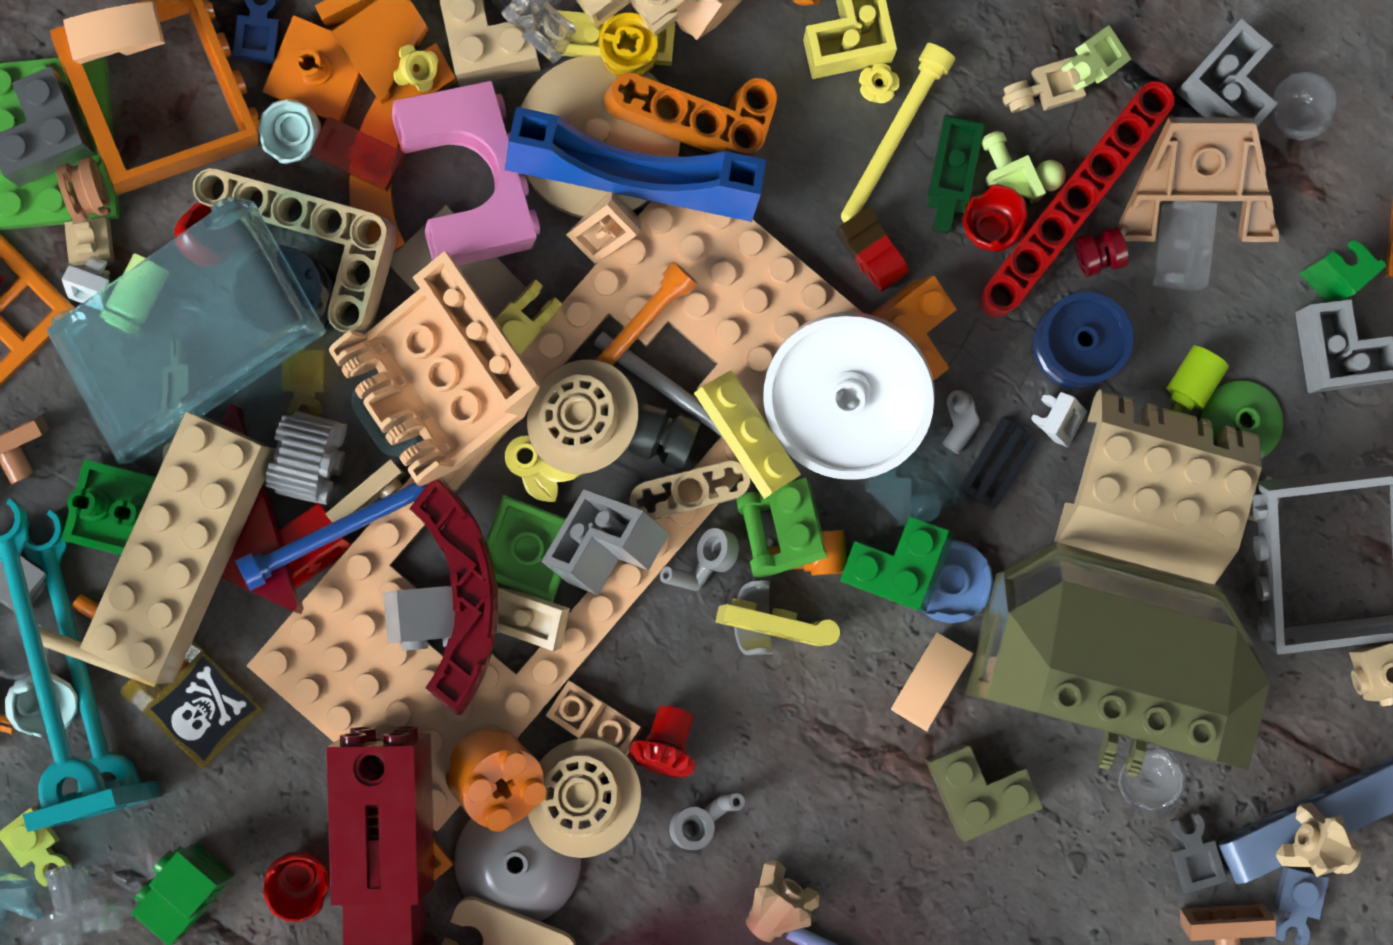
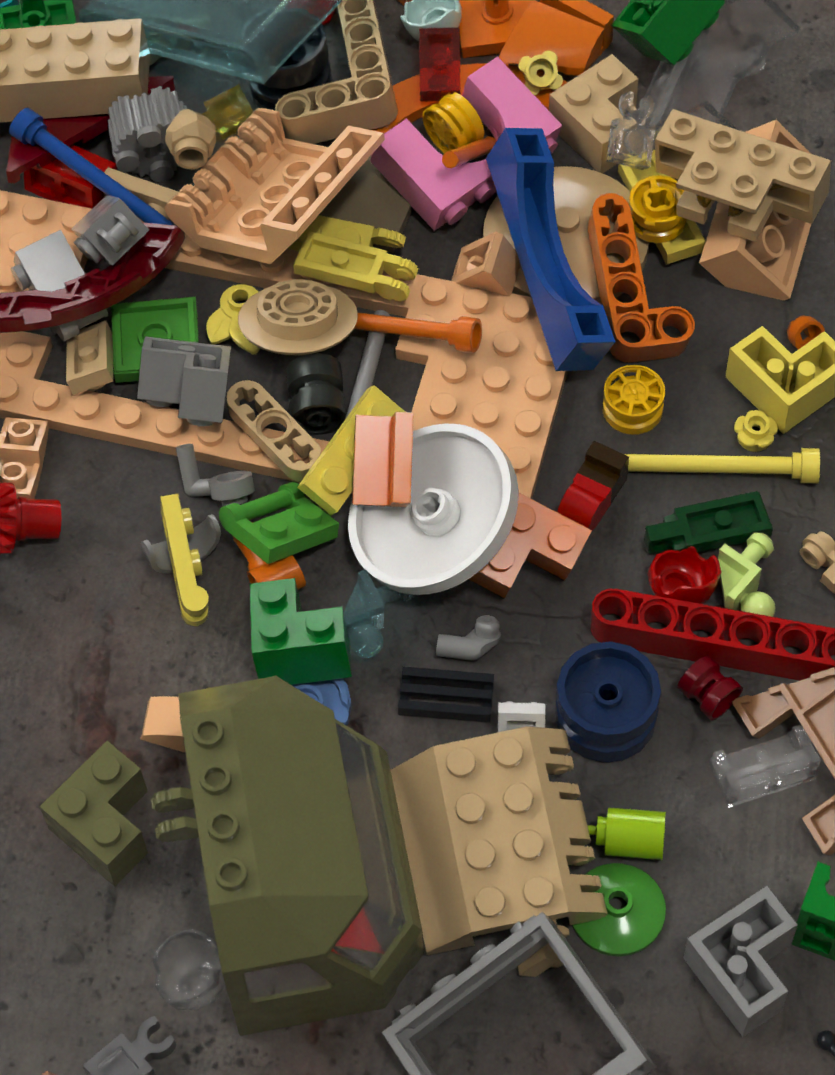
camera: 75 degrees right, 25 degrees down
(352, 427) = (191, 139): none -> tan rock
(417, 546) = (108, 231): none -> light grey brick
(432, 176) = (453, 122): none -> yellow wheel
(483, 179) = (468, 152): none -> orange bar
(558, 337) = (354, 266): none -> light yellow hinge
(785, 413) = (383, 460): none -> orange panel
(800, 168) = (633, 402): none -> yellow wheel

